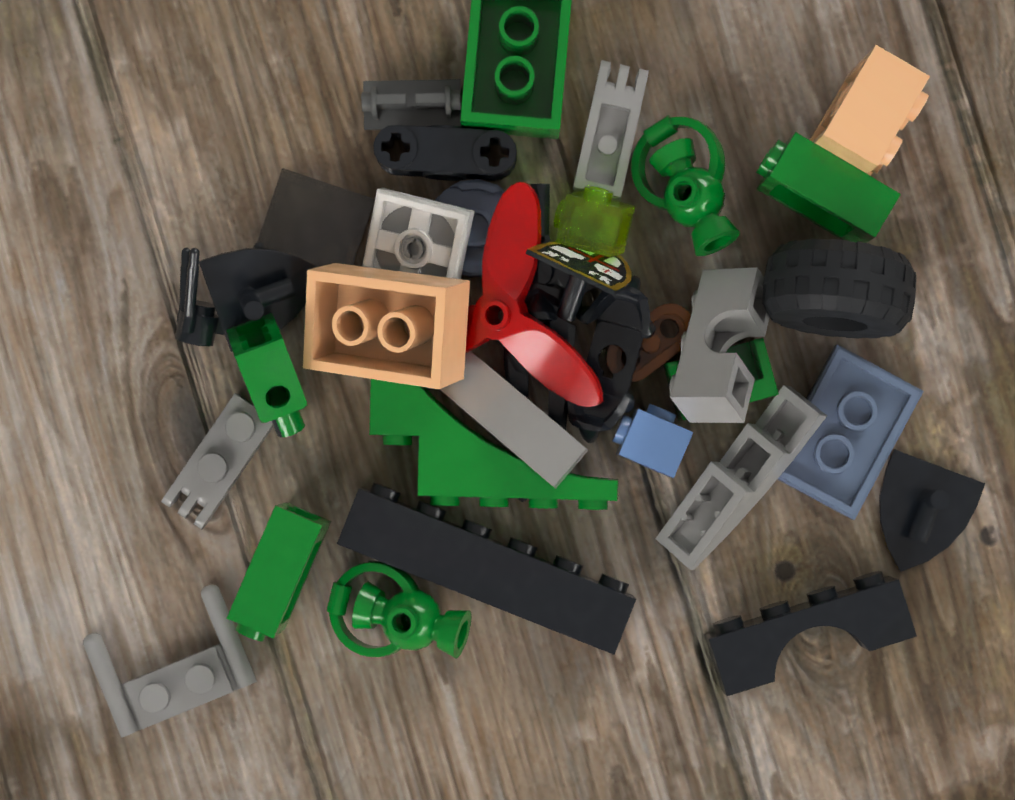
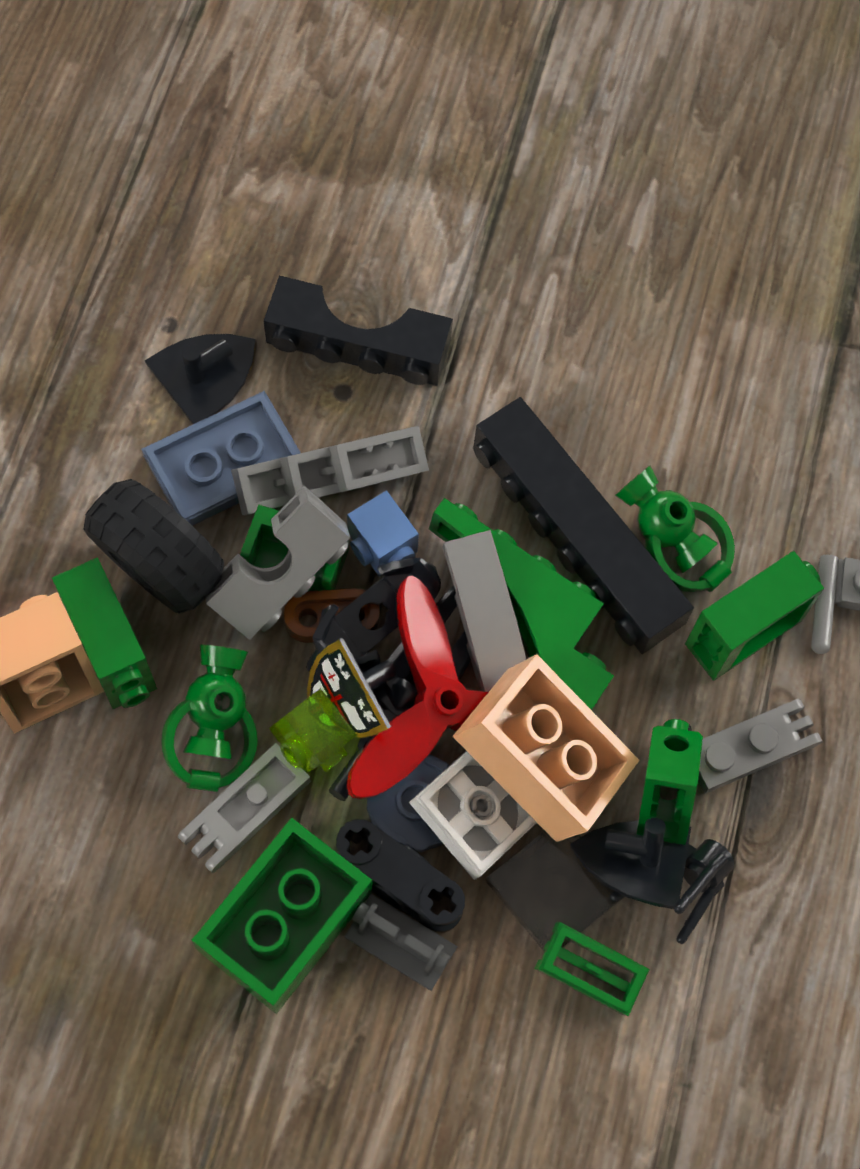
camera: 150 degrees left, 20 degrees down
(282, 173) = (553, 949): none -> green tile

